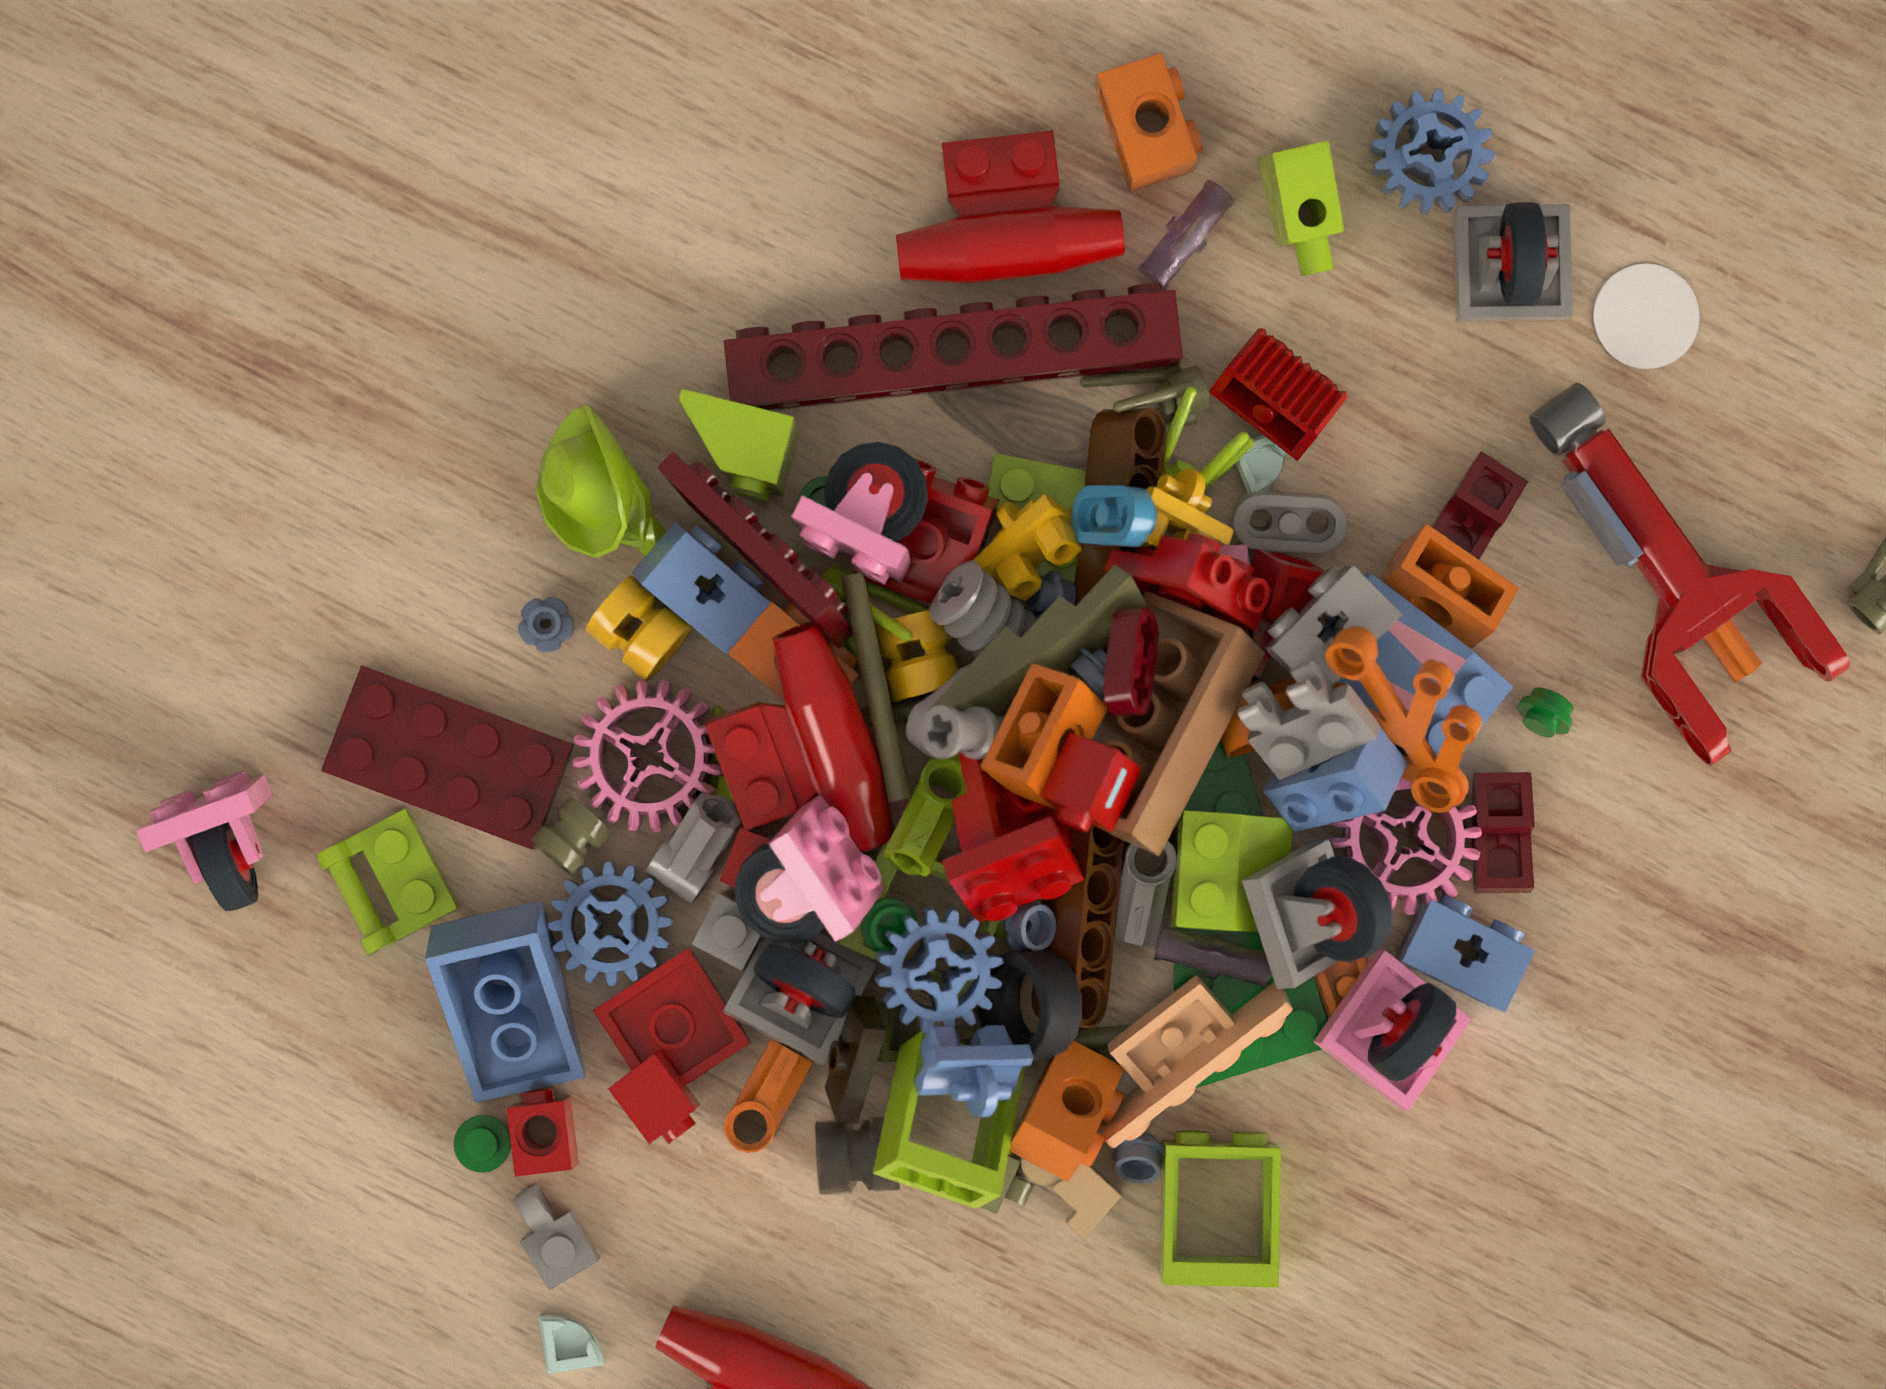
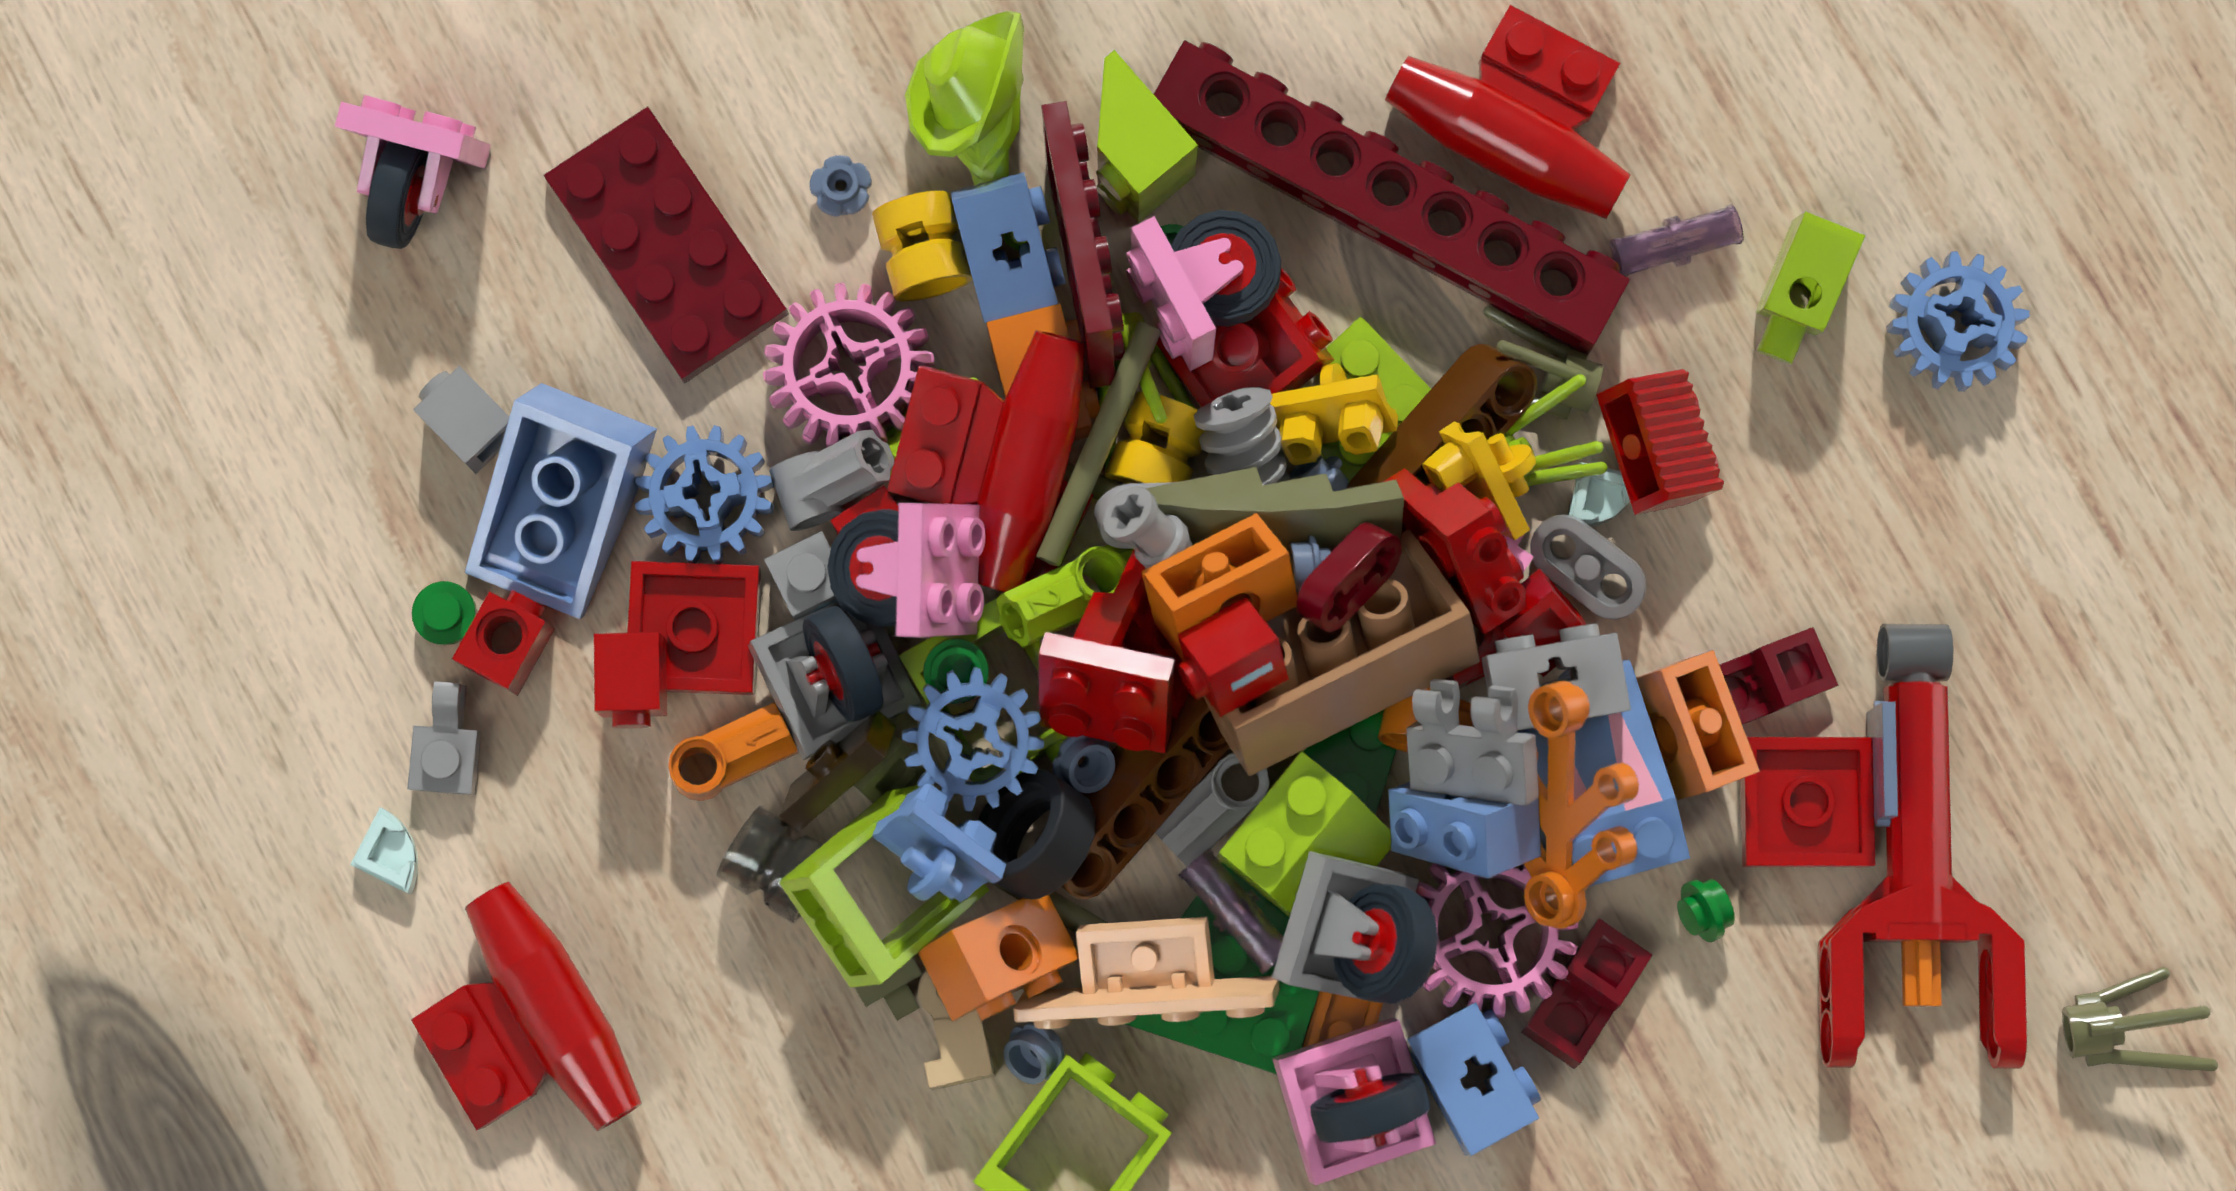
camera: 30 degrees right, 5 degrees down
(393, 991) = (463, 417): none -> light grey brick
(404, 872) = (551, 323): lime plate -> none
(567, 840) = (720, 391): olive wheel -> none
(1113, 516) = (1426, 435): dark azure plate -> none
(1146, 155) = (1719, 77): orange brick -> none
(1512, 262) = (1964, 474): light grey plate -> none
(1567, 582) = (1809, 803): none -> red plate
(1646, 316) = (2056, 613): white sticker -> none

